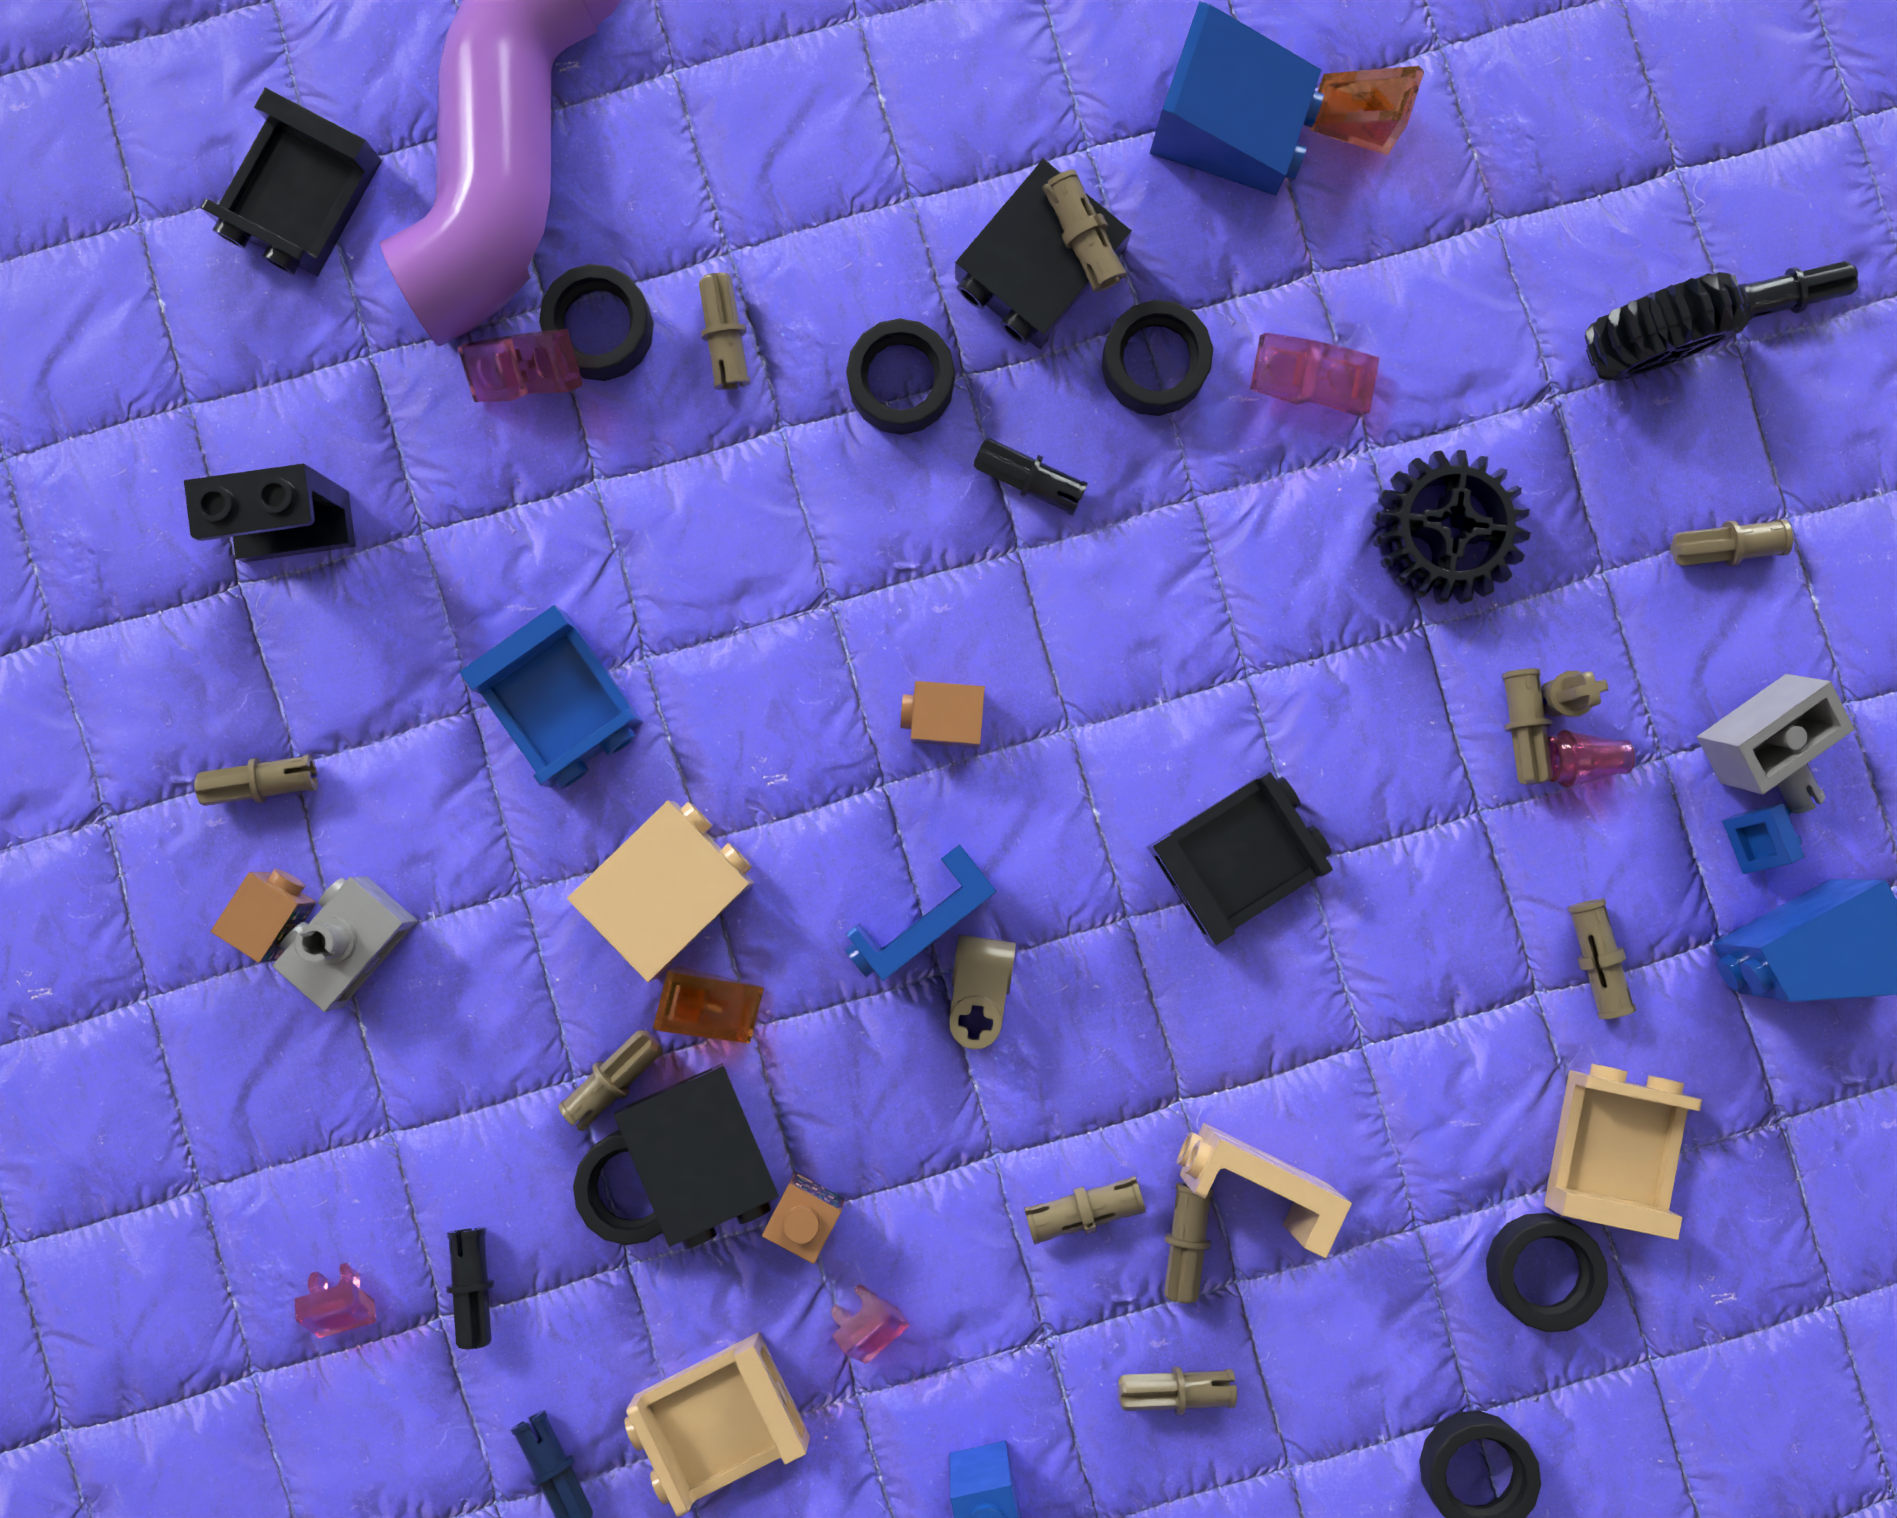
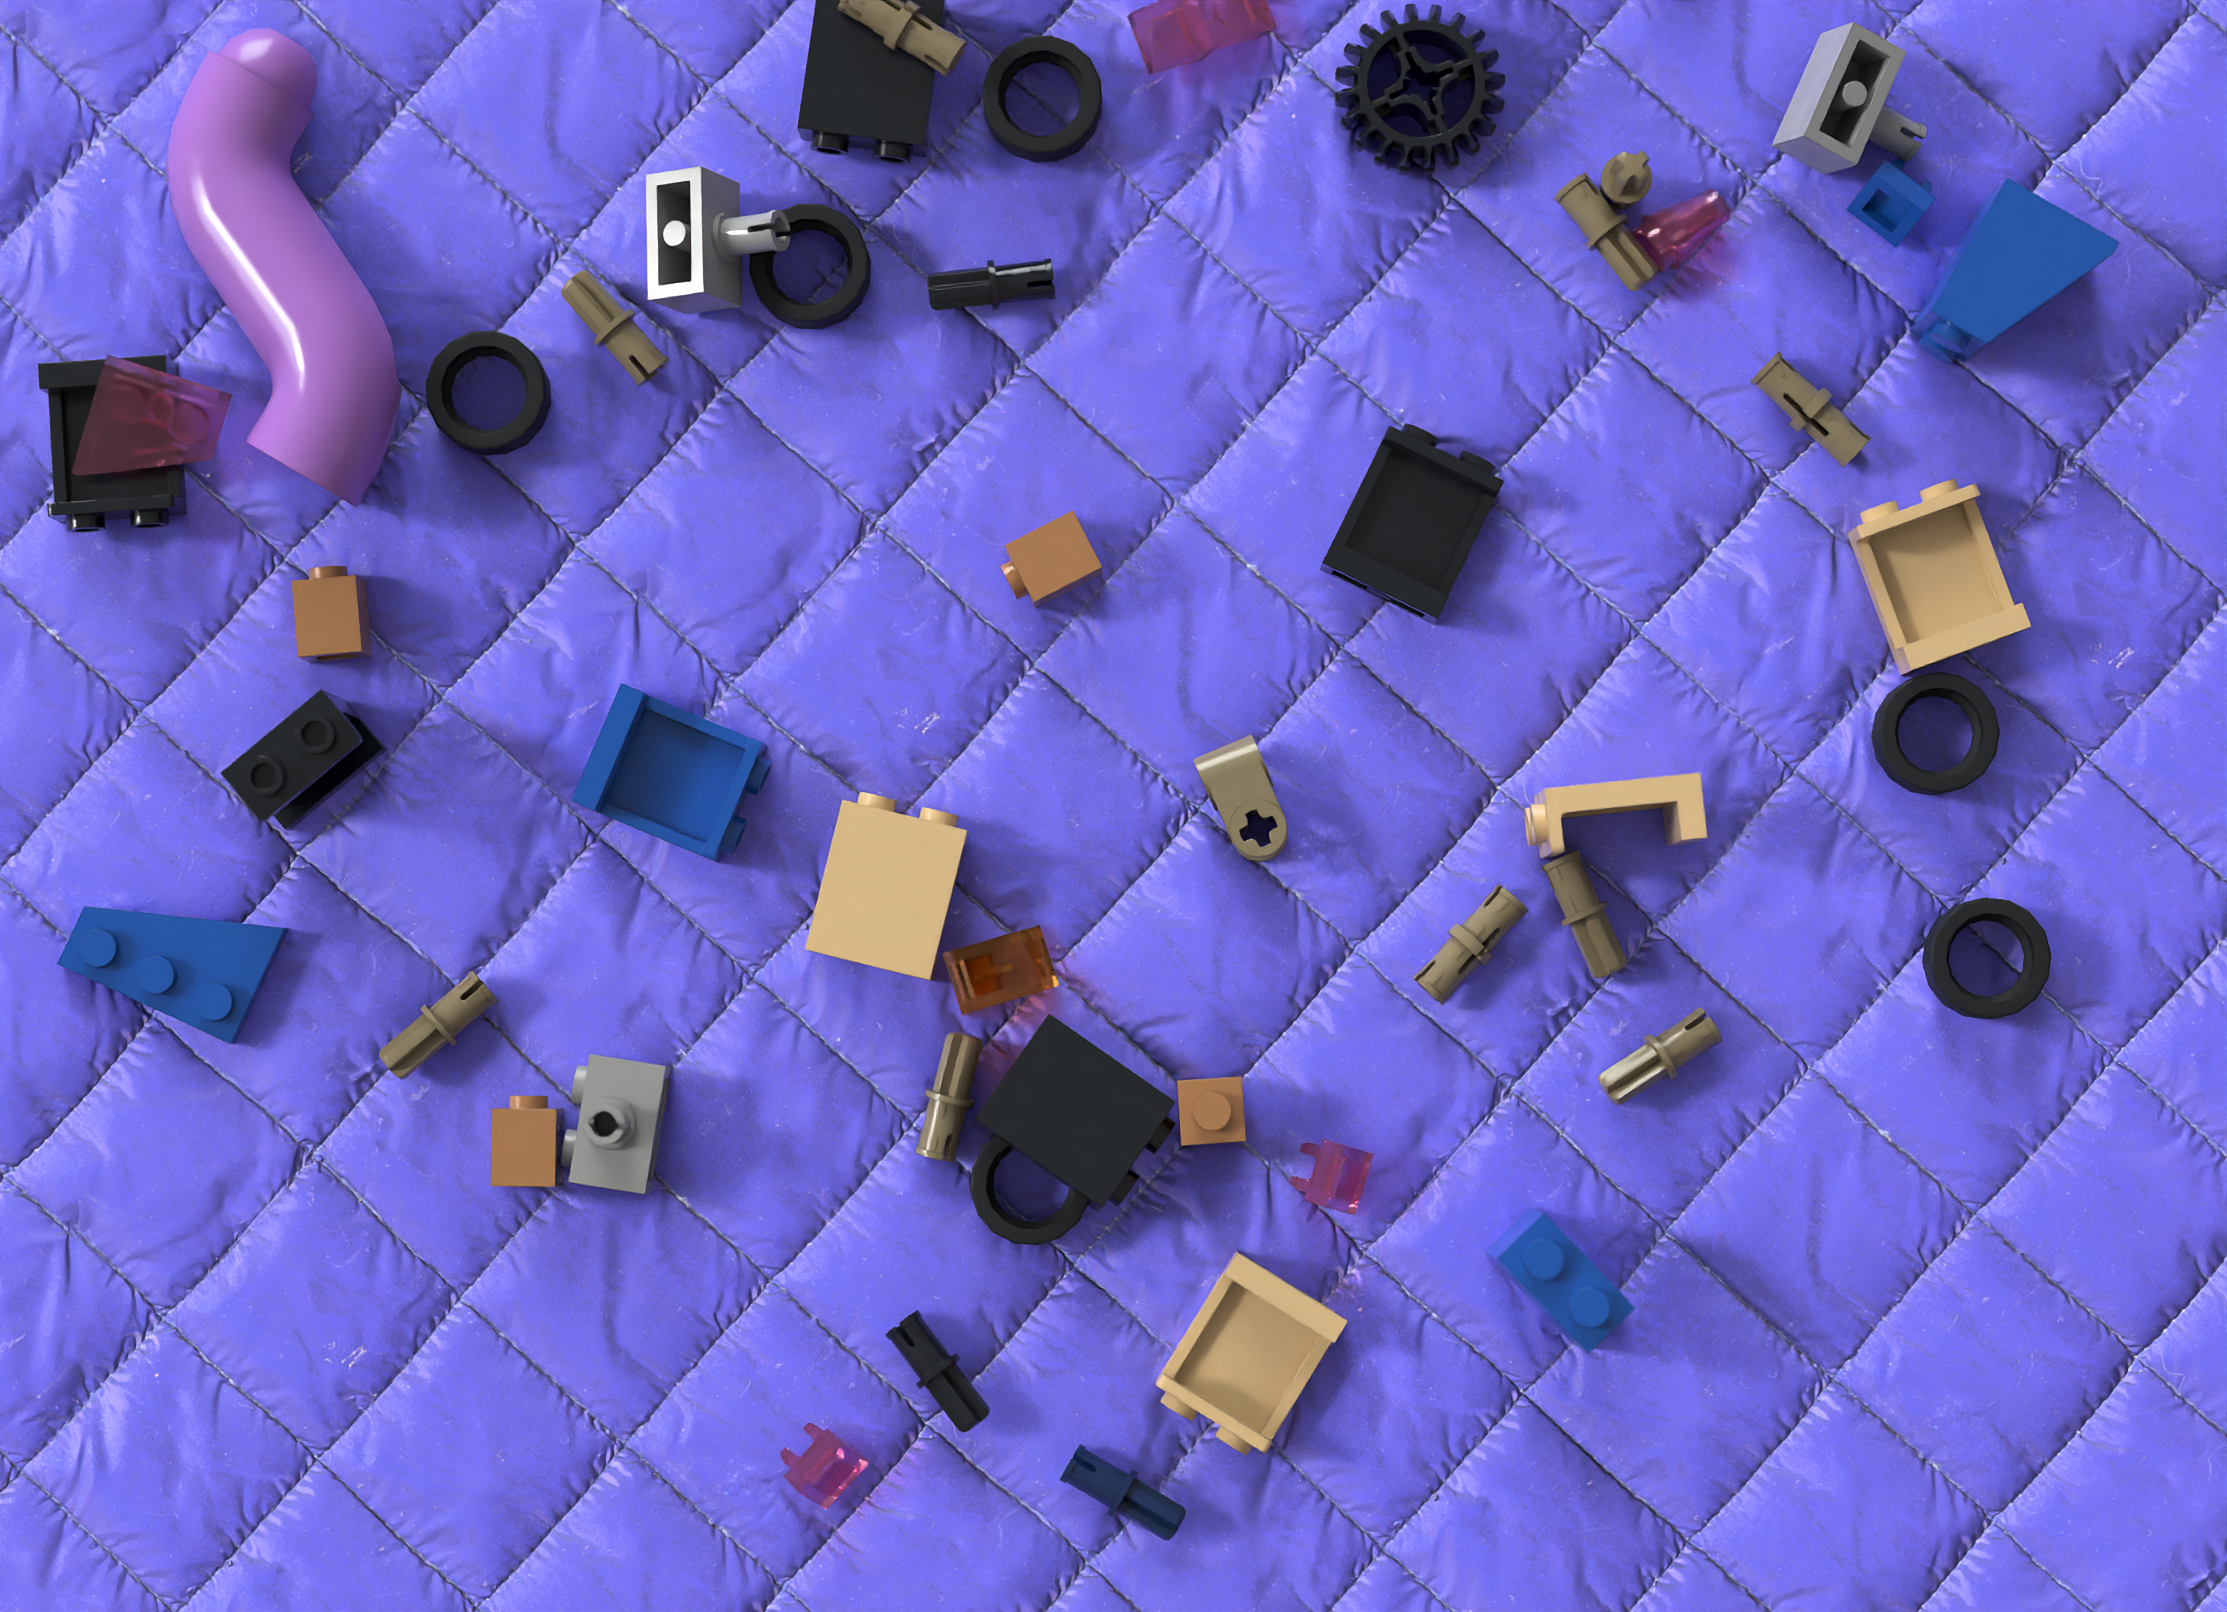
camera: 25 degrees left, 0 degrees up
(90, 611) = (176, 964): none -> blue wing
(322, 181) = (148, 420): none -> clear pink wing
(371, 417) = (331, 615): none -> medium nougat brick
(520, 365) = (443, 477): clear pink slope -> none
(829, 301) = (700, 239): none -> light grey brick
(888, 959) = (1179, 705): blue panel -> none

